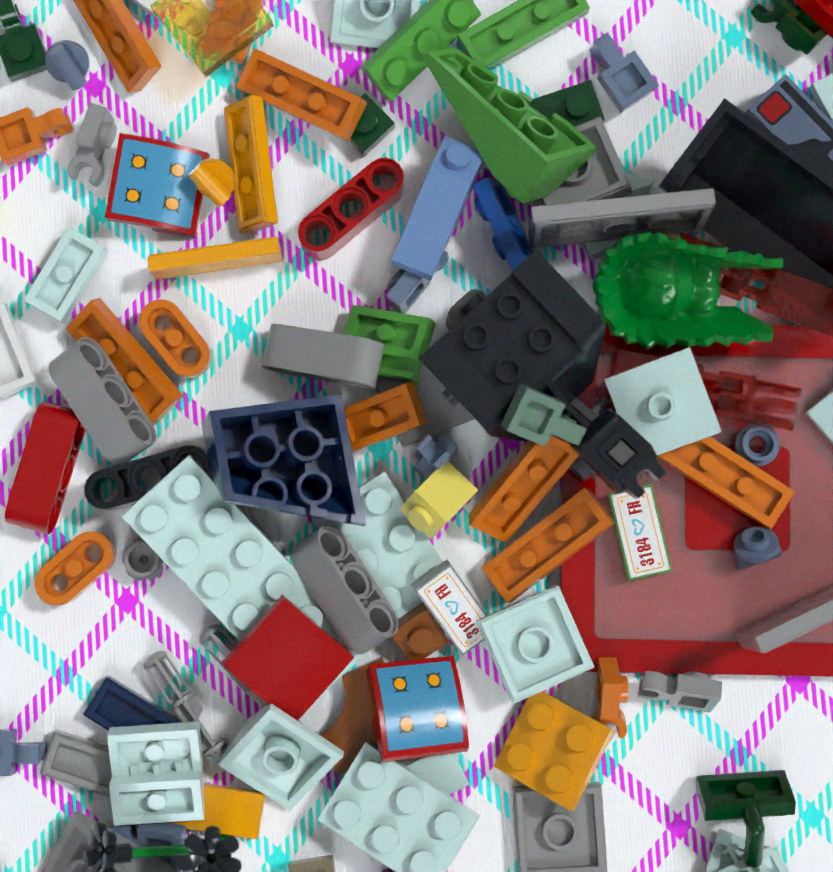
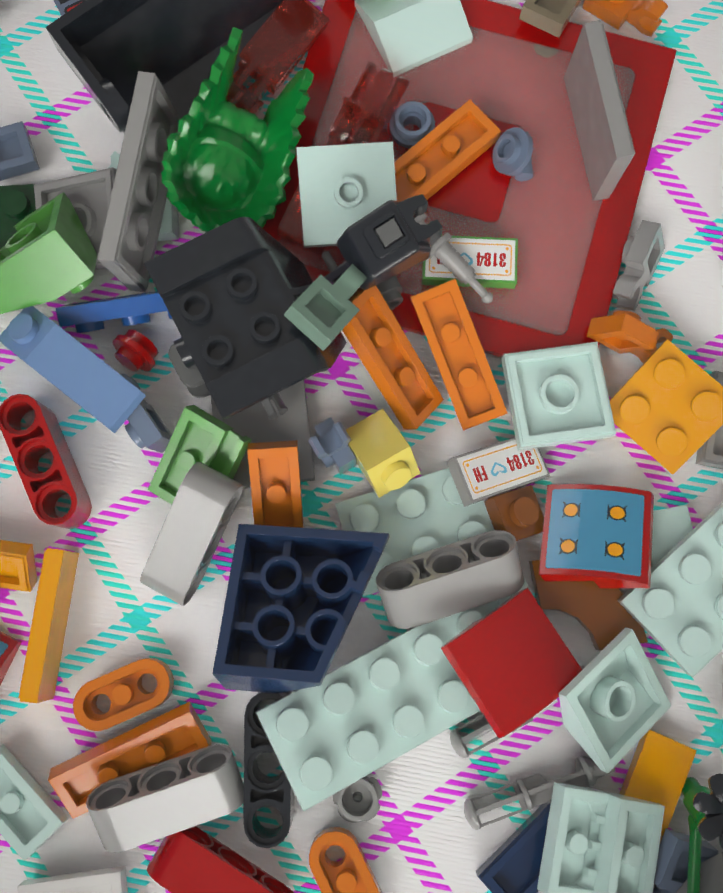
camera: 70 degrees left, 5 degrees down
(472, 255) = (135, 351): none -> red plate
(631, 516) = (455, 263): none -> light grey piece

